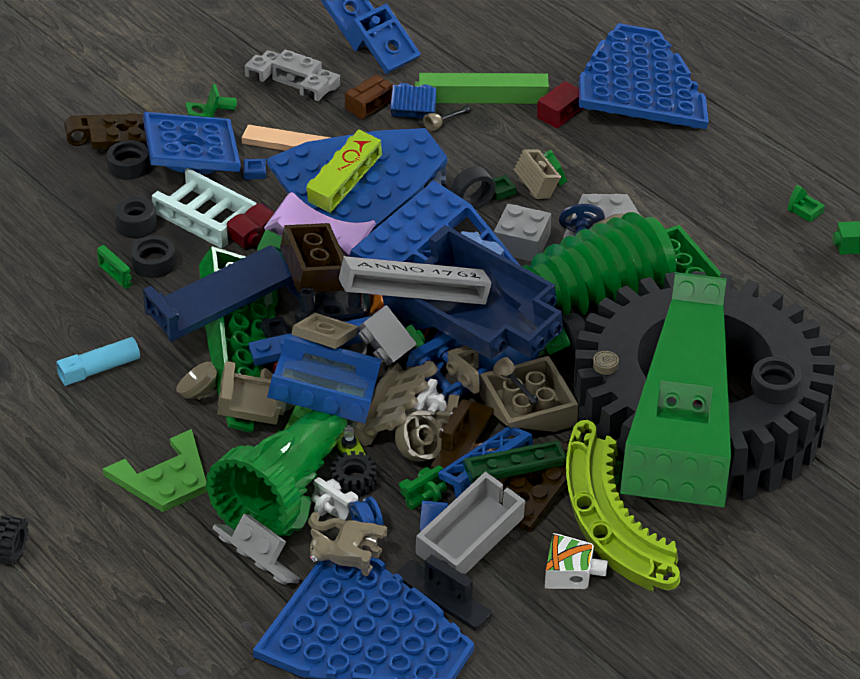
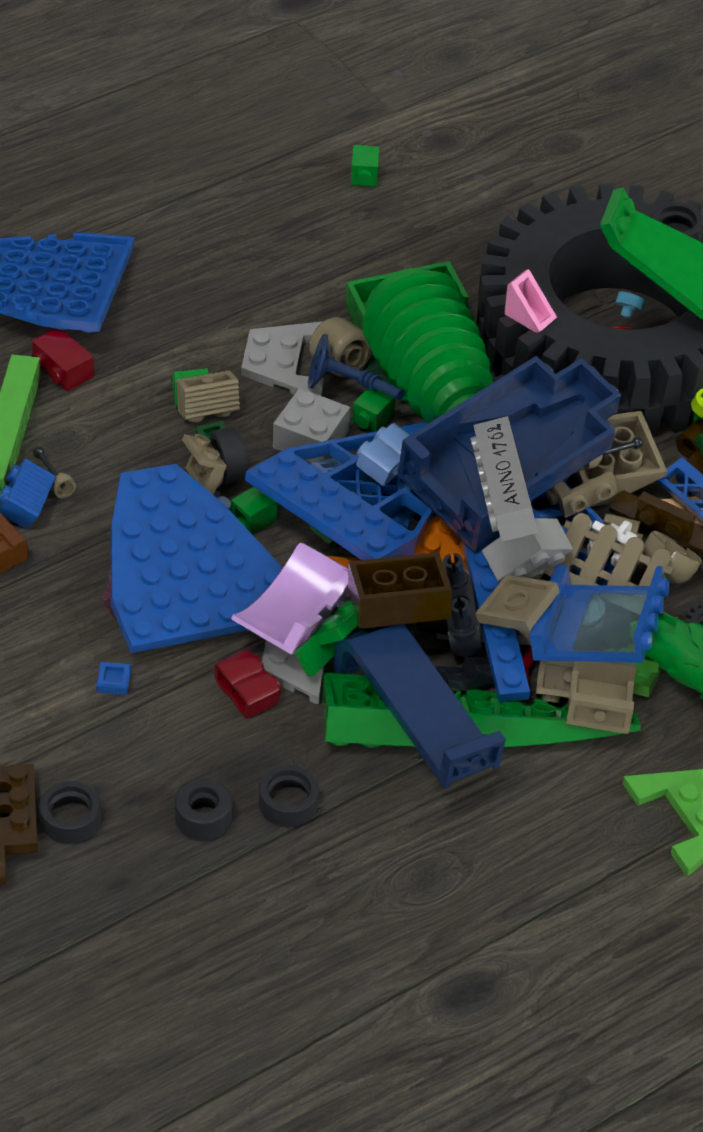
camera: 85 degrees left, 5 degrees up
(81, 366) = (492, 865): medium azure piece -> none
(114, 267) = (306, 838): green tile -> none
(191, 143) = (45, 725): blue piece -> none
(194, 221) = (208, 756): light aqua fence -> none
(198, 382) = (535, 750): dark tan piece -> none
(275, 138) = (61, 638): light nougat tile -> none
(344, 170) = (195, 559): lime brick -> none
(453, 166) = (205, 462): none -> dark tan bracket
(605, 362) = (634, 351): dark tan tile -> none
(637, 289) = (527, 303): none -> bright pink slope
(804, 205) = (295, 193): green tile -> none

